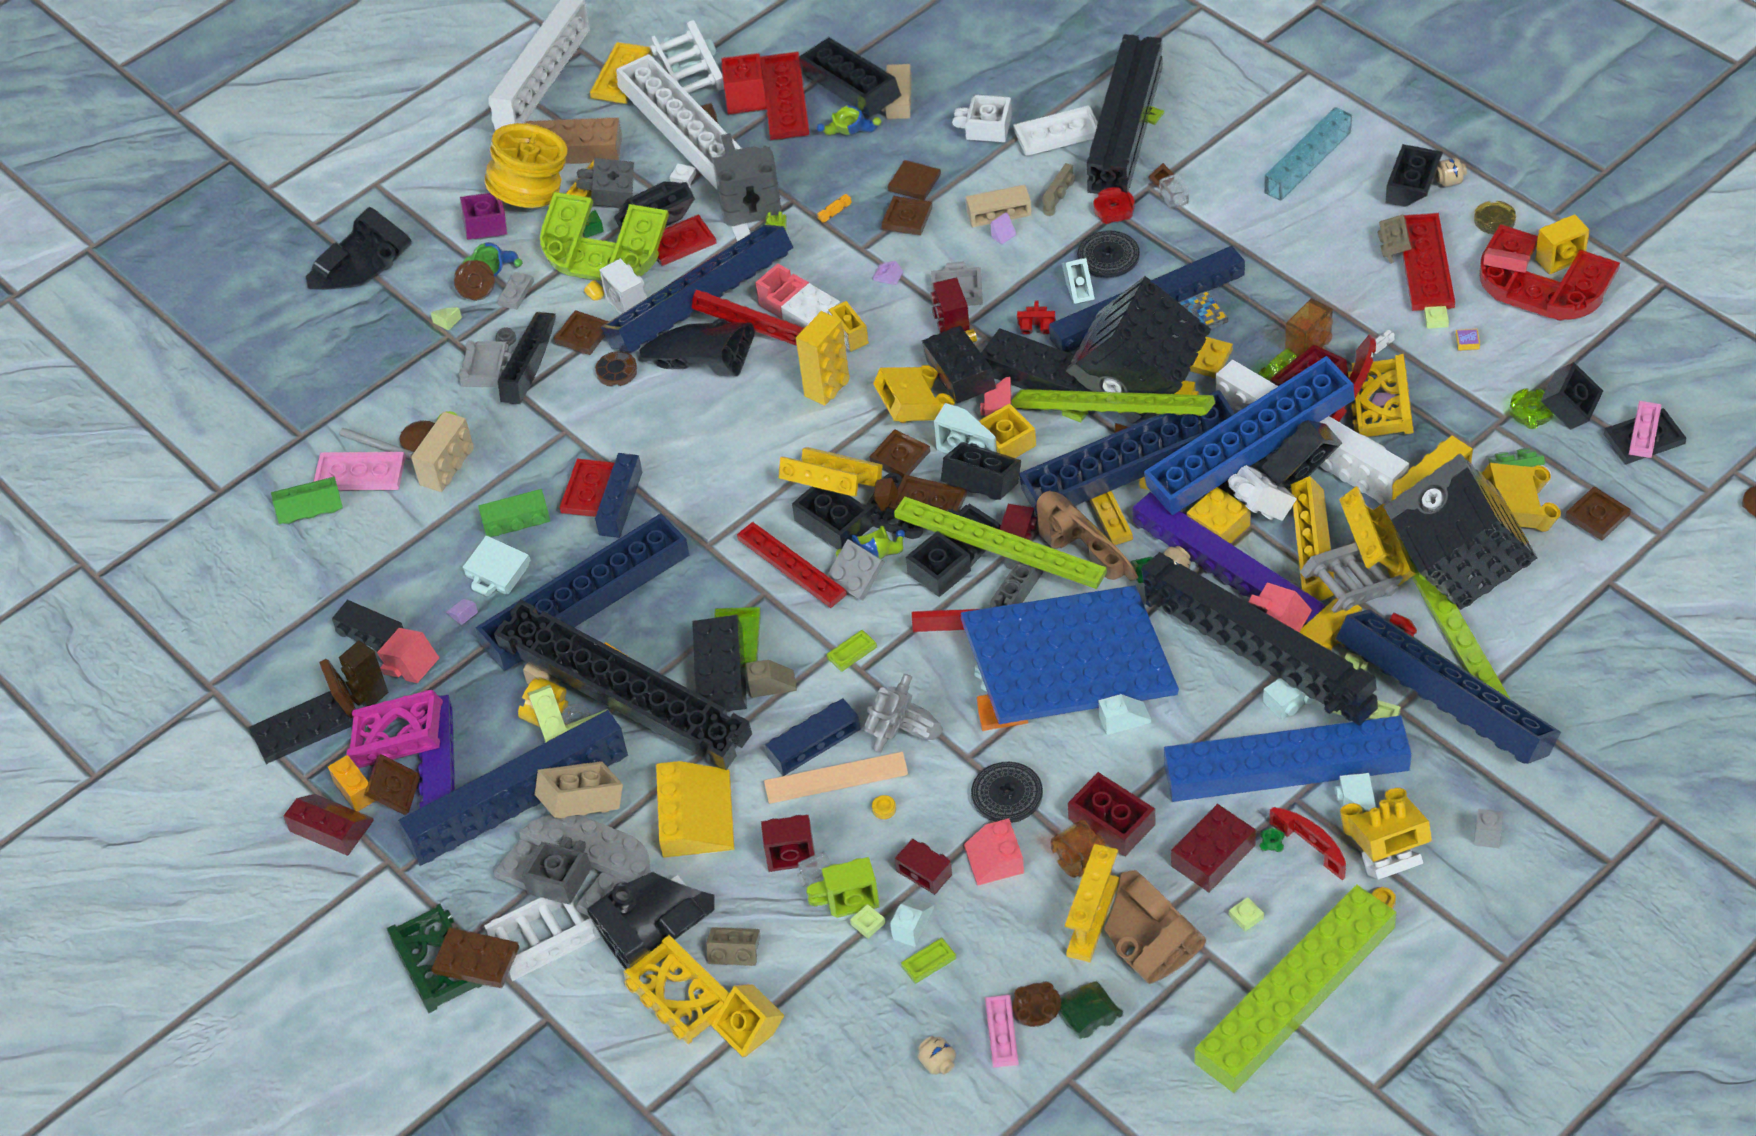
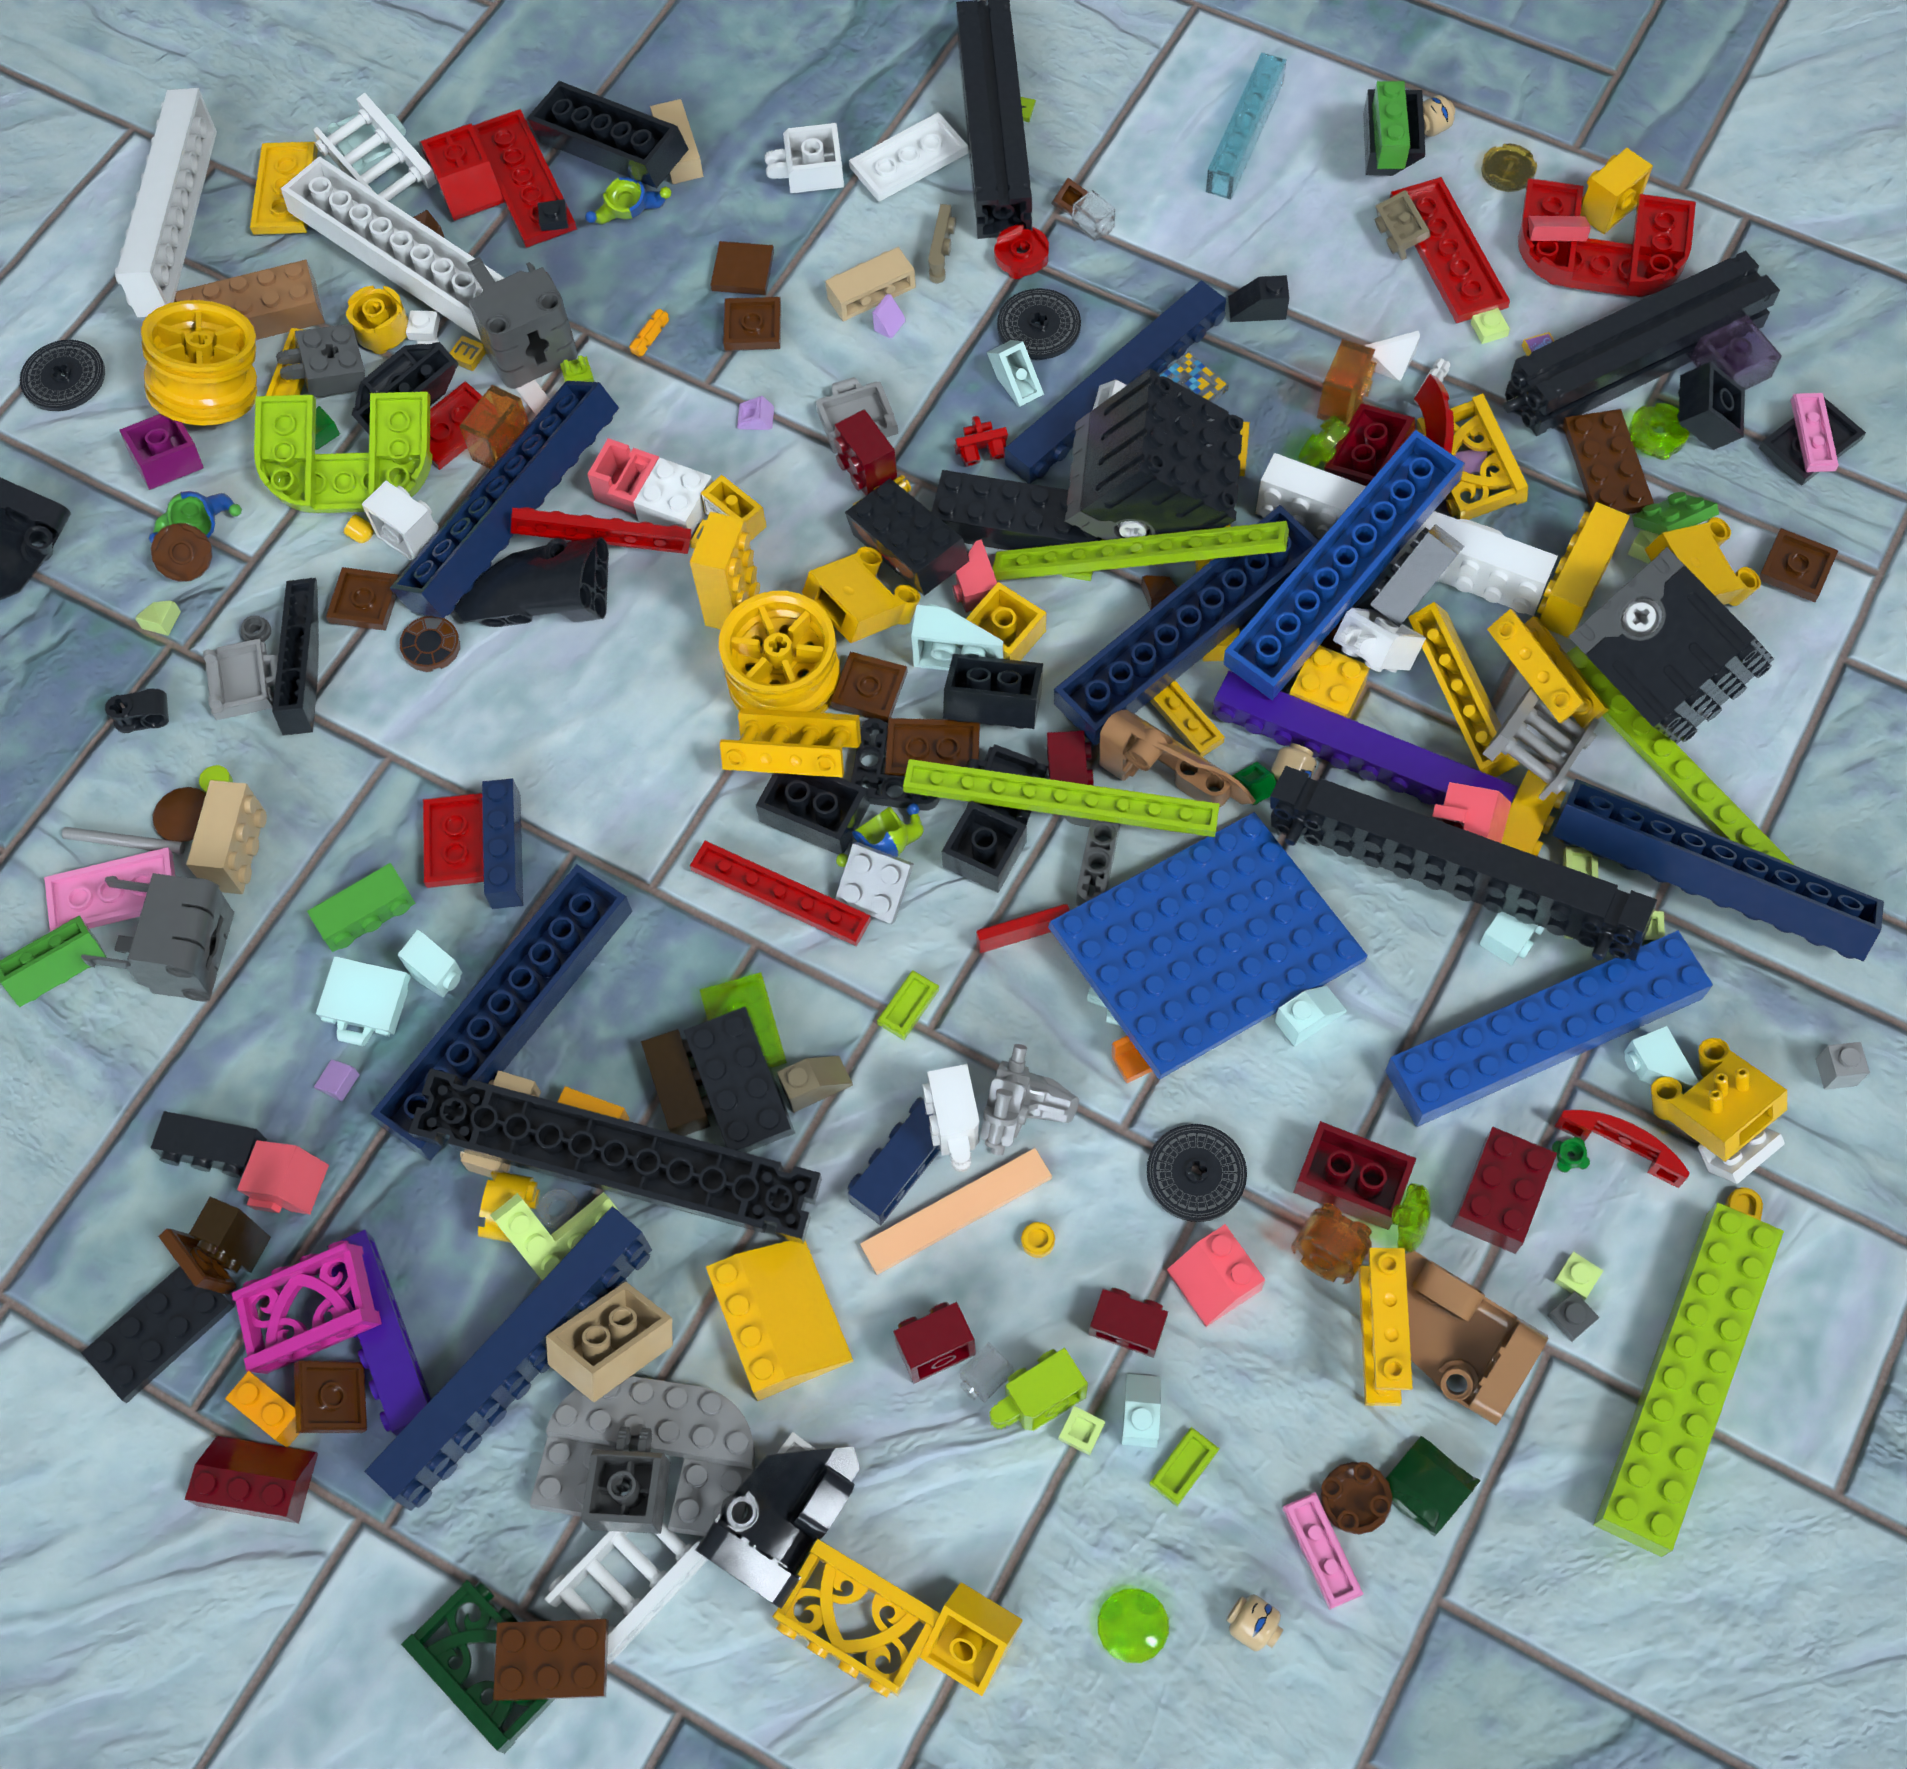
camera: 20 degrees left, 15 degrees up
(389, 499) = (176, 937): none -> dark grey piece
(415, 369) = (141, 710): none -> black piece
(435, 160) = (51, 391): none -> black piece
(515, 290) = (245, 553): light grey plate -> none
(545, 553) = (430, 964): none -> light aqua slope
(653, 163) = (377, 318): none -> yellow brick
(679, 655) = (677, 1083): none -> dark brown brick
(704, 241) = (493, 425): none -> clear orange brick
(706, 197) = (468, 352): none -> yellow tile
(732, 946) = (908, 1521): dark tan bracket -> none
(795, 121) = (553, 215): none -> black plate
(843, 415) = (785, 626): none -> yellow wheel
(849, 706) = (954, 1113): none -> white hinge
(857, 1041) = (1133, 1625): none -> clear neon green dish
(884, 492) = (875, 756): reddish brown slope -> none
(1140, 846) = (1413, 1217): none -> clear neon green dish
(1232, 937) = (1573, 1316): none -> dark grey plate
(1272, 268) = (1260, 300): none -> black slope
(1354, 321) = (1395, 354): none -> white slope
(1404, 623) = (1619, 784): red arm -> none
(1405, 168) = (1391, 125): none -> bright green brick
(1486, 420) = (1607, 461): none -> reddish brown plate
(1536, 346) = (1635, 343): none -> black brick
(1609, 367) = (1739, 352): none -> clear purple brick

